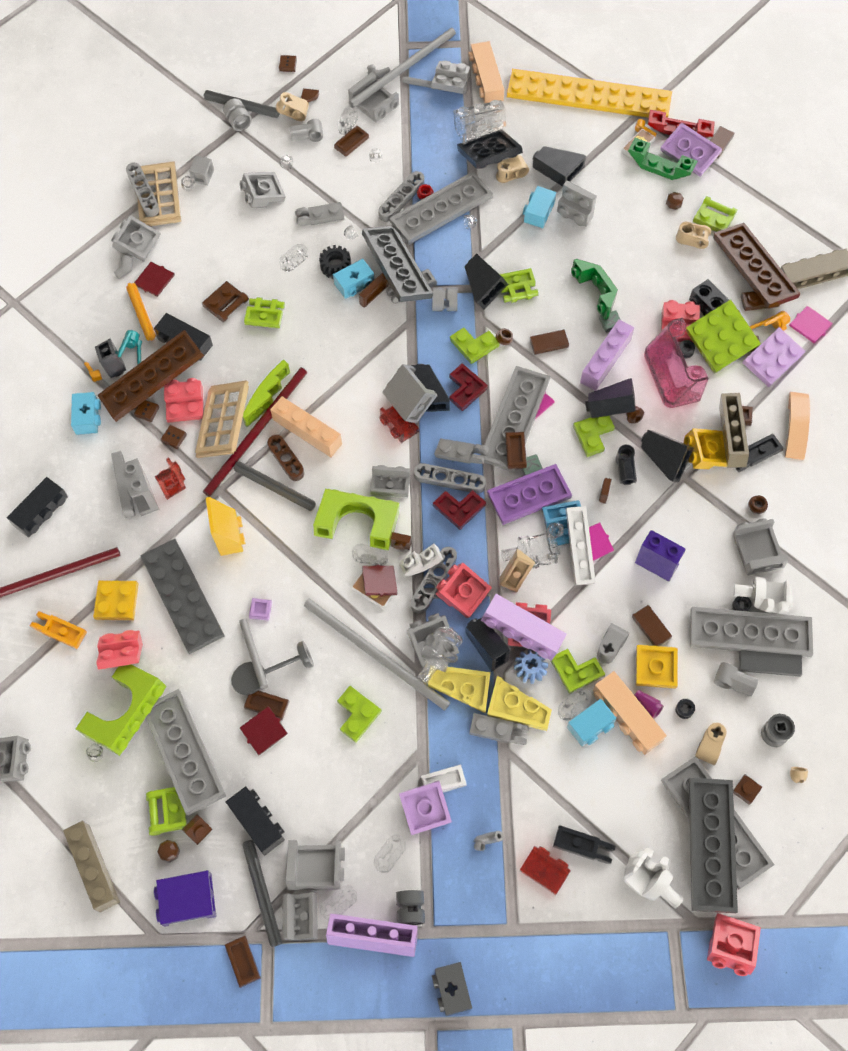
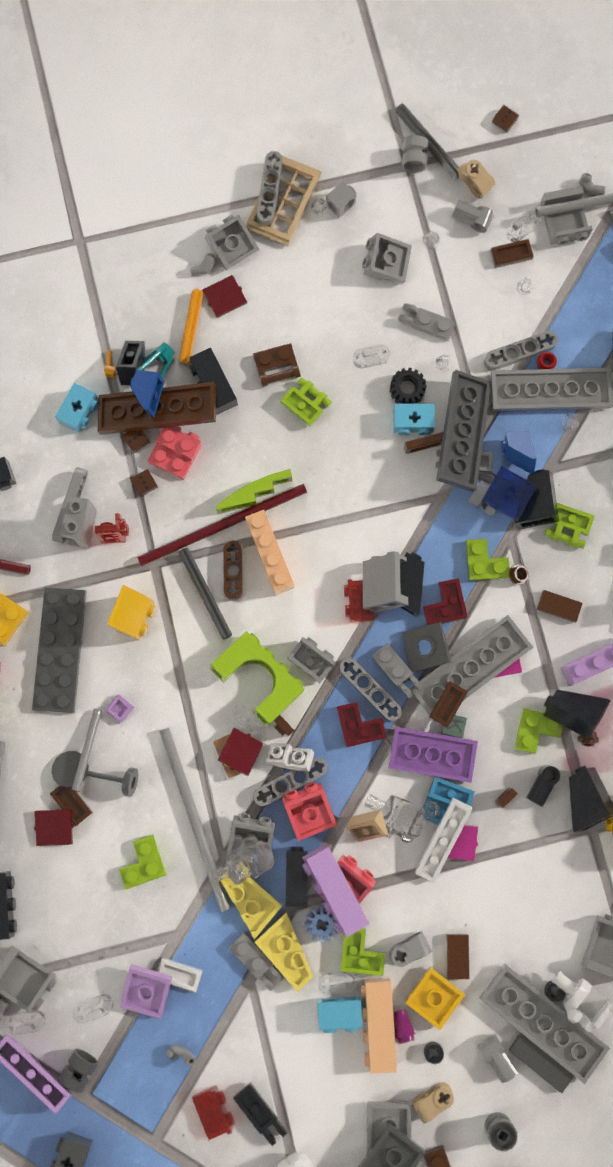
camera: 30 degrees right, 15 degrees up
(135, 363) = (148, 389): none -> blue slope
(222, 419) = (197, 495): tan piece -> none
(310, 94) = (502, 172): reddish brown tile -> none
(447, 254) = (519, 450): none -> blue slope
(459, 282) = (509, 493): none -> clear blue plate
(483, 424) = (439, 651): none -> dark grey piece
(660, 555) = (509, 902): dark purple panel -> none

